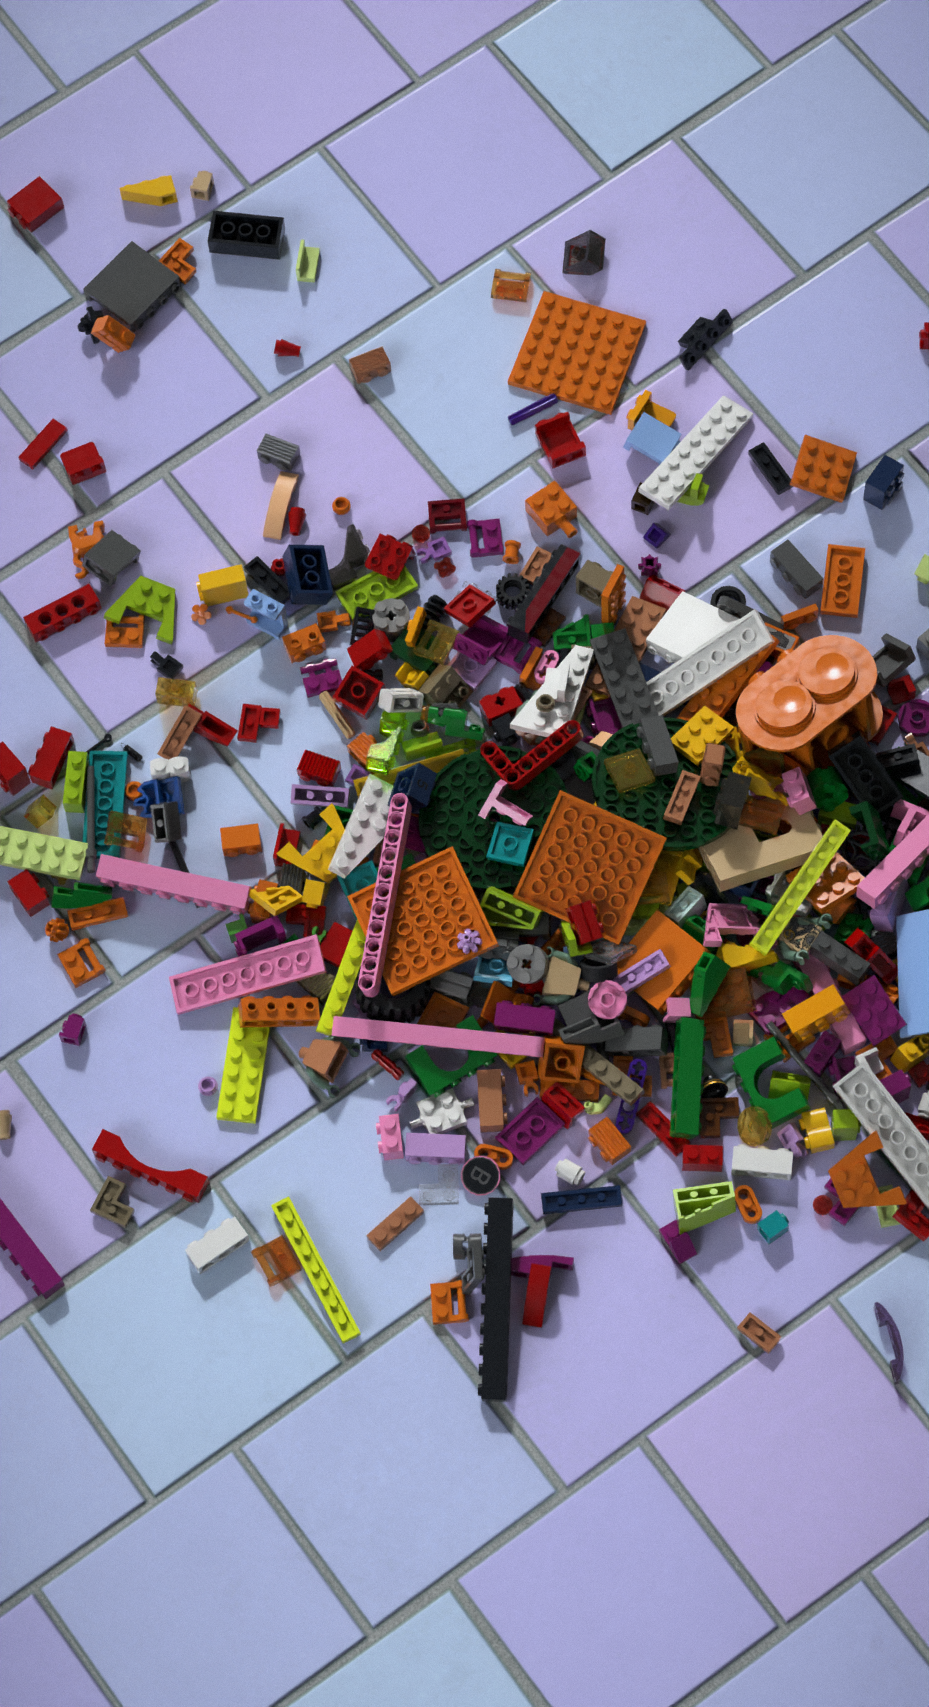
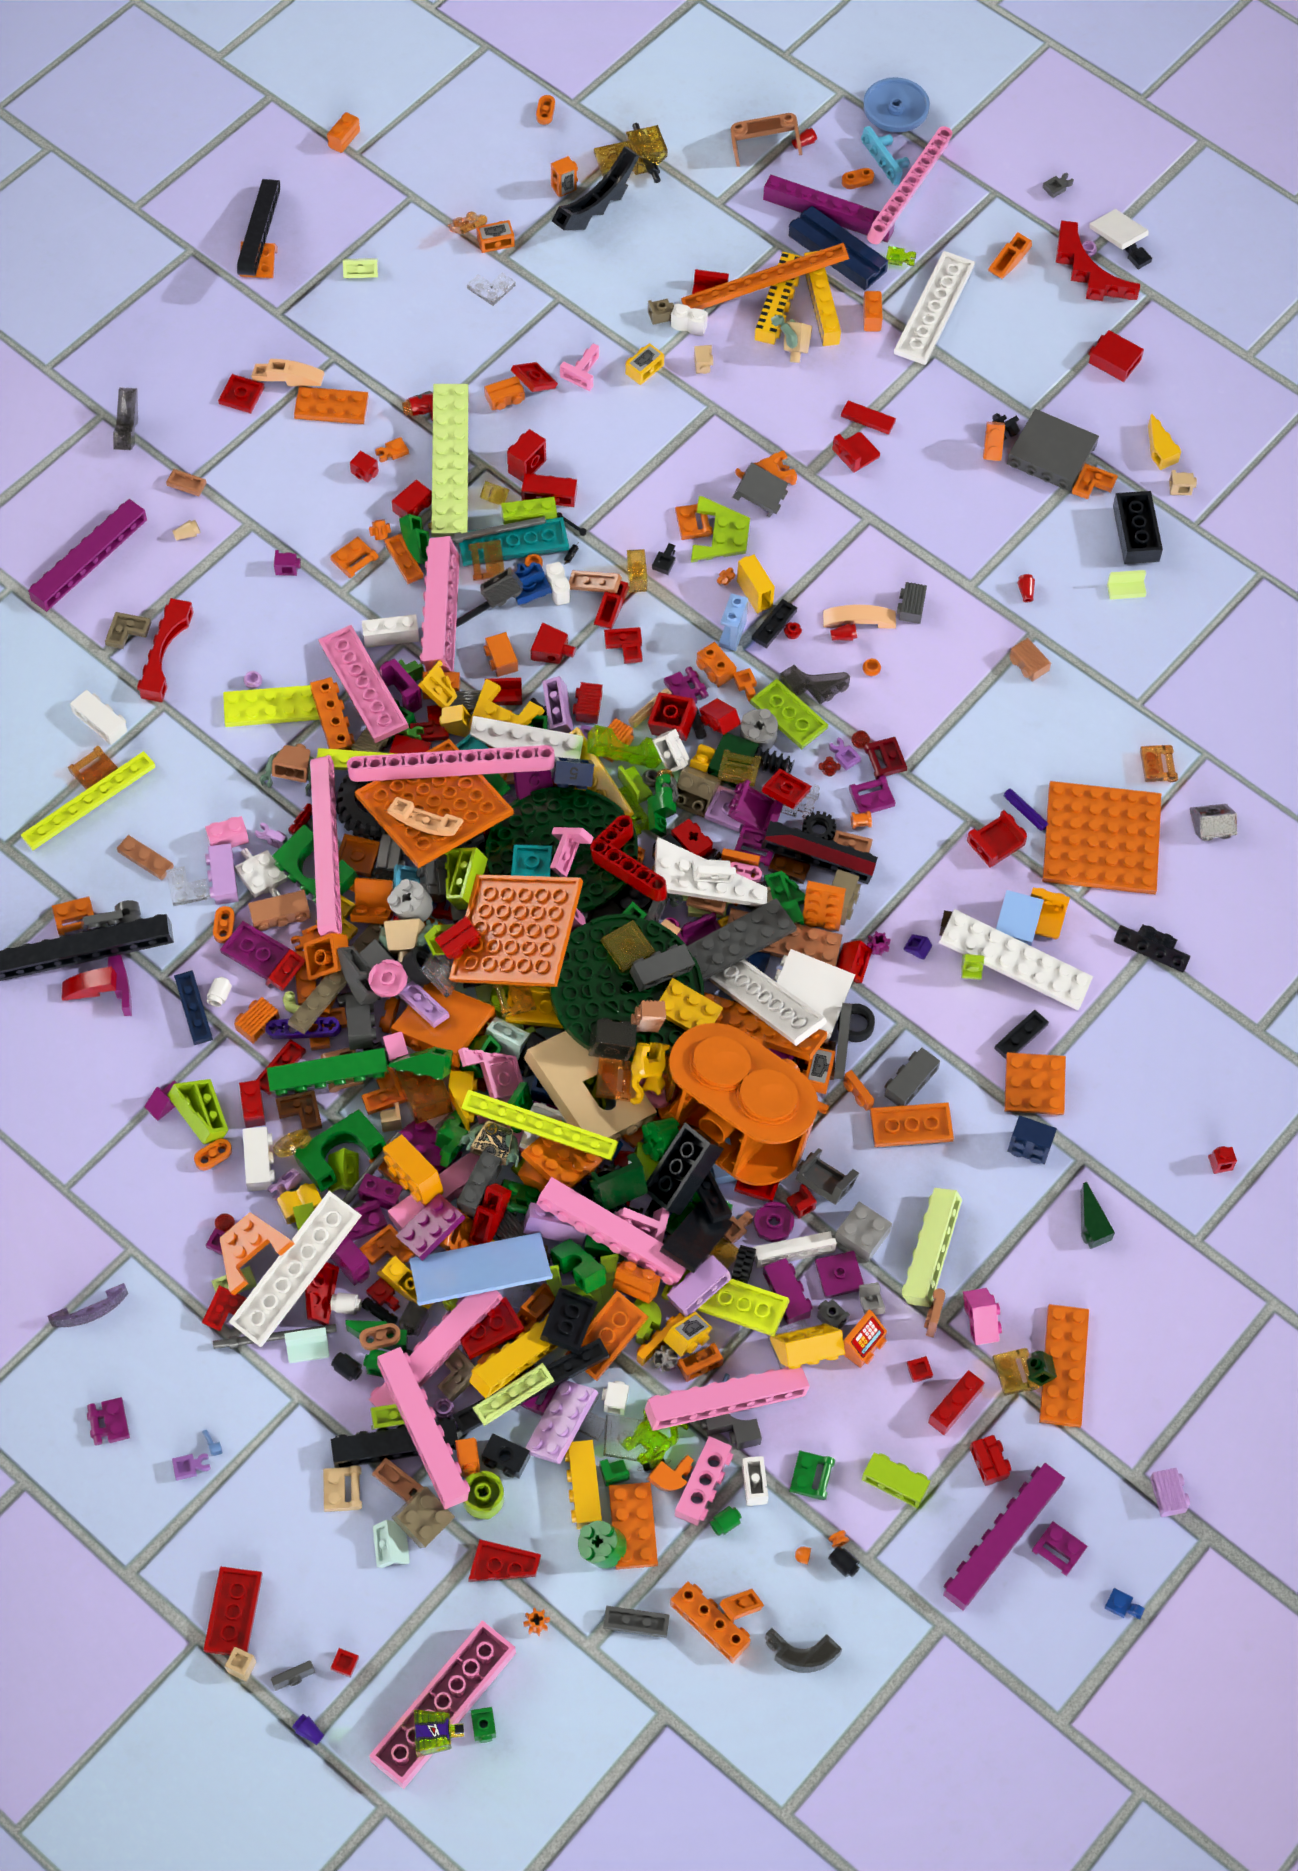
camera: 70 degrees right, 5 degrees down
(65, 604) = (706, 476): red brick -> none
(185, 940) = (390, 631): none -> white brick
(241, 791) = (551, 645): none -> red torso
(307, 574) = (784, 648): dark blue brick -> none
(358, 610) = (747, 699): black slope -> none
(389, 556) = (826, 714): red bracket -> none
(414, 627) = (749, 744): light orange plate -> none
(450, 926) = (422, 820): none -> light nougat slope
(469, 941) = (415, 839): lavender plant -> none
(480, 1175) = (201, 916): black tile -> none
(524, 1018) = (359, 915): magenta brick -> none
(545, 699) = (687, 857): dark tan plate -> none
(552, 510) = (916, 845): orange brick -> none
(681, 797) = (608, 996): nougat plate -> none
(688, 864) = (545, 1026): yellow slope -> none
(714, 1087) = (327, 1100): black piece -> none
(759, 1333) = (82, 1187): nougat plate -> none
(773, 1226) = (192, 1180): teal brick -> none
(799, 791) = (646, 1107): bright pink brick -> none
(871, 1059) = (376, 1235): white panel -> none

